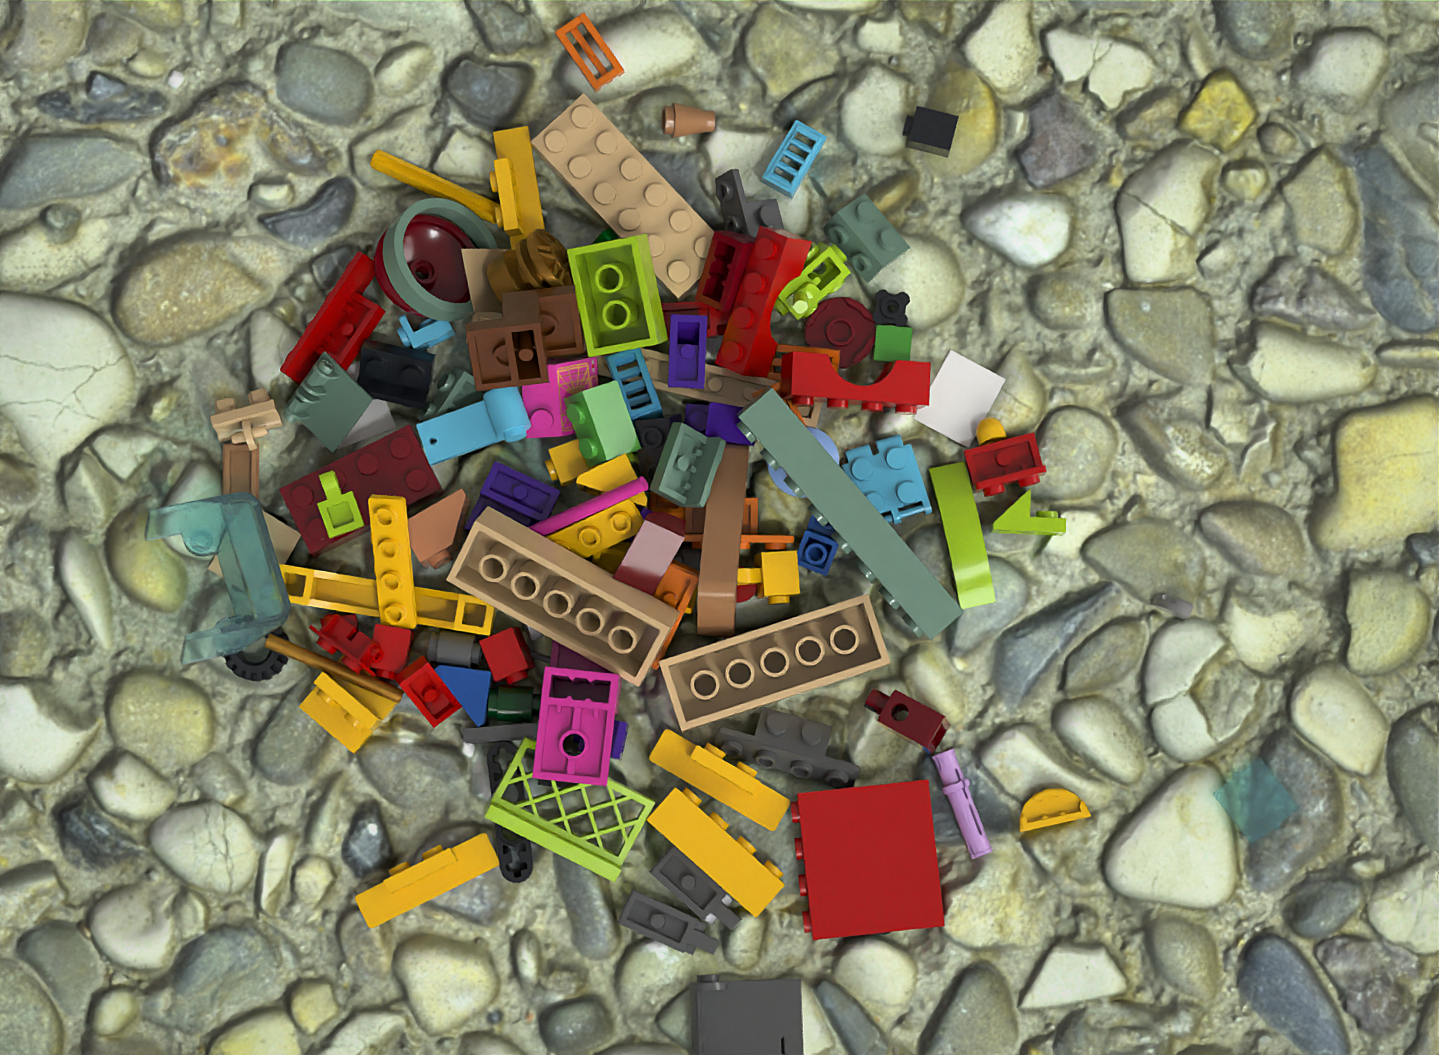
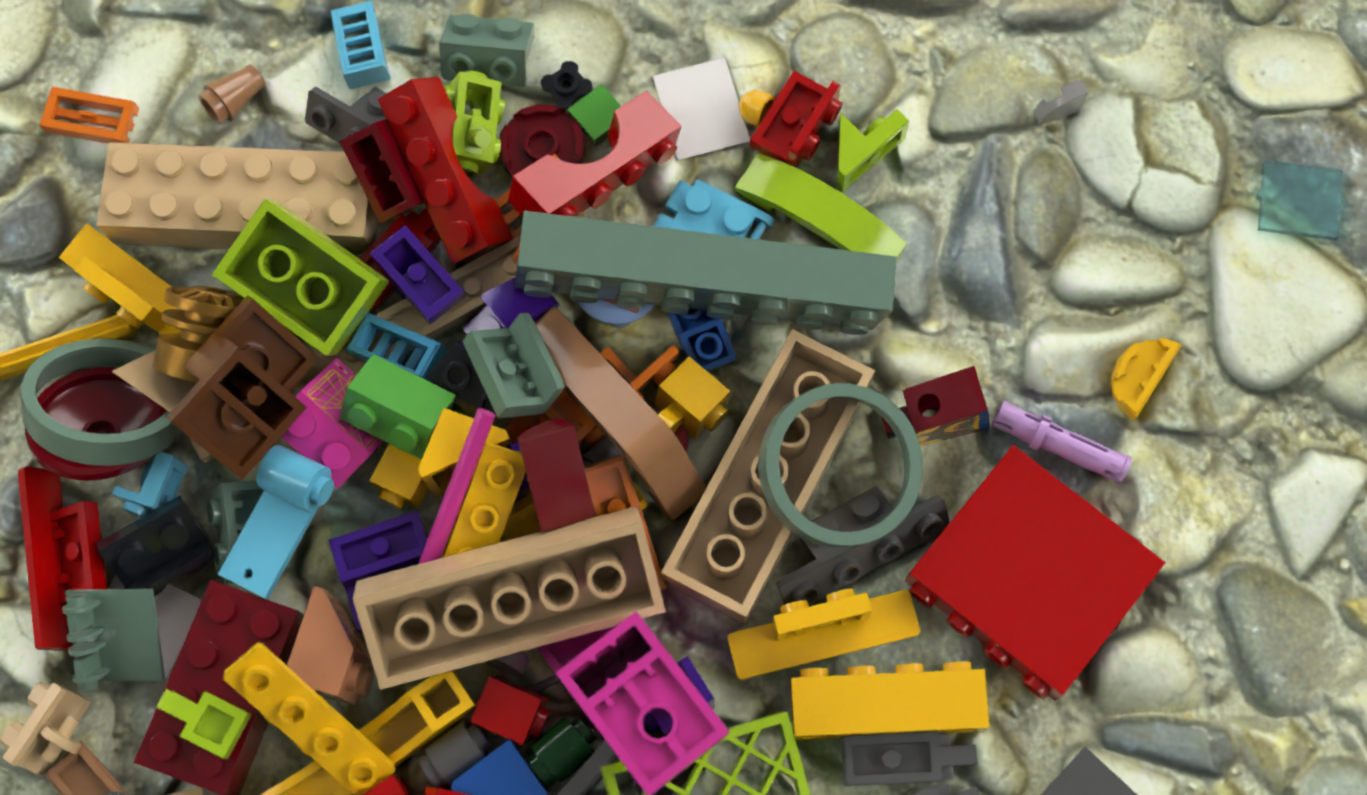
camera: 40 degrees left, 10 degrees down
(798, 645) = (772, 483): none -> sand green piece

